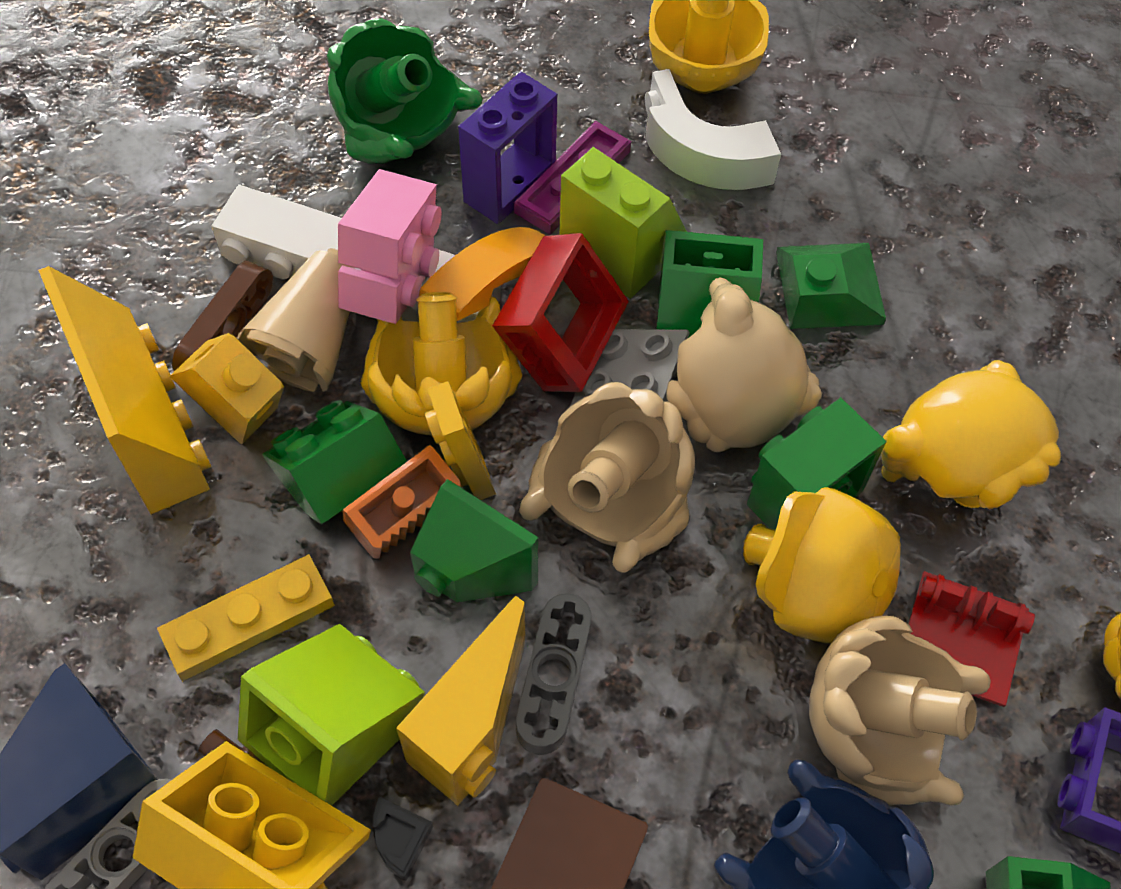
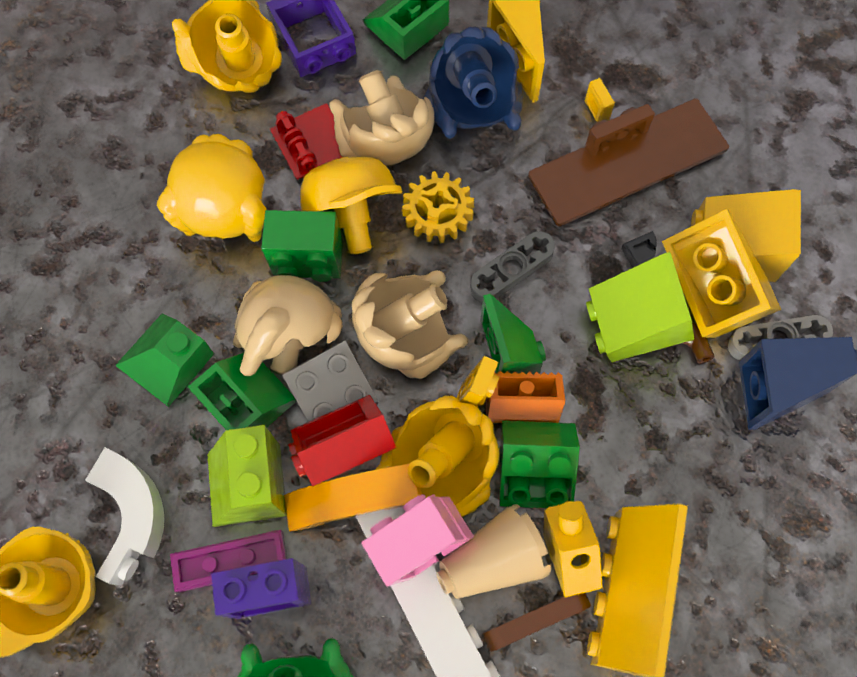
camera: 135 degrees left, 10 degrees up
(245, 617) = (645, 413): yellow plate -> none
(461, 721) = (573, 263): yellow slope -> none
(724, 645) = (440, 220): none -> yellow gear

